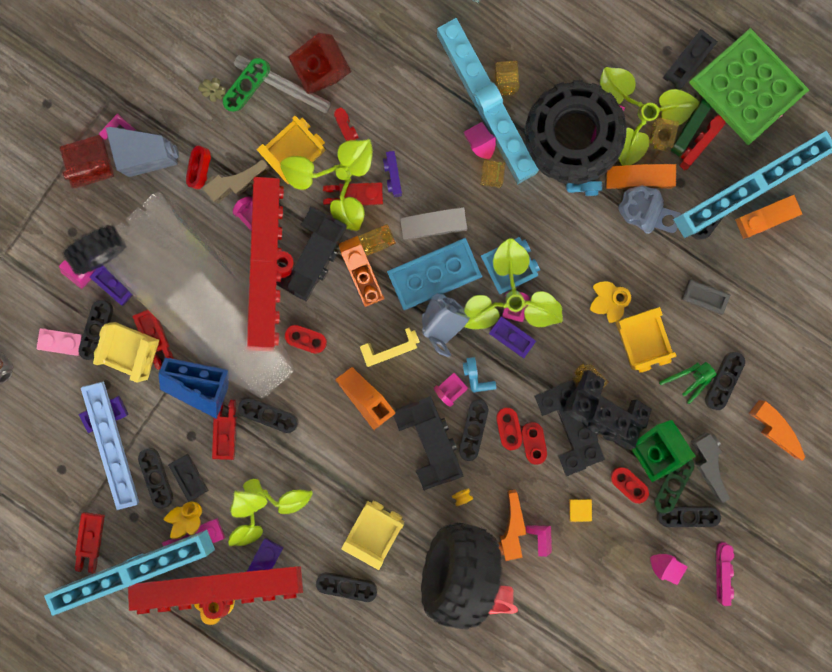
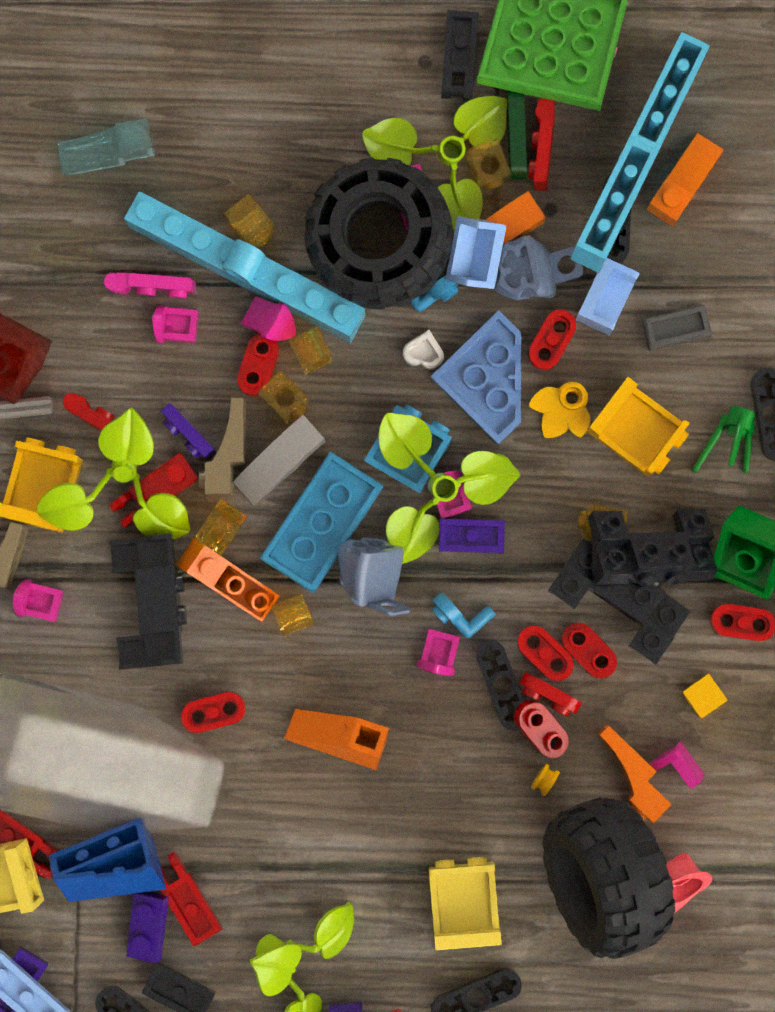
camera: 25 degrees left, 5 degrees down
(194, 431) = (147, 926): none -> dark purple plate
(251, 415) = (207, 856): black beam -> none
(264, 265) = (100, 653): red hinge -> none
(371, 358) = (334, 654): light yellow panel -> none
(384, 315) = (293, 615): none -> clear yellow brick
(394, 209) = (218, 474): none -> dark tan slope
(426, 75) = (148, 284): none -> dark pink hinge
(426, 108) = (175, 324): none -> dark pink tile
(433, 435) = (462, 730): black bracket -> none
(458, 162) = (258, 364): none -> red plate
(460, 181) = (277, 385): none -> clear yellow brick
(479, 470) = (543, 730): none -> plate
(491, 445) = (561, 701): none -> red plate
(555, 216) = (424, 351): none -> white tile
(580, 254) = (486, 377): none -> medium blue plate
(622, 179) = (475, 252): none -> light blue panel
(630, 257) = (552, 341): none -> red plate
(678, 254) = (607, 296): none -> light blue panel

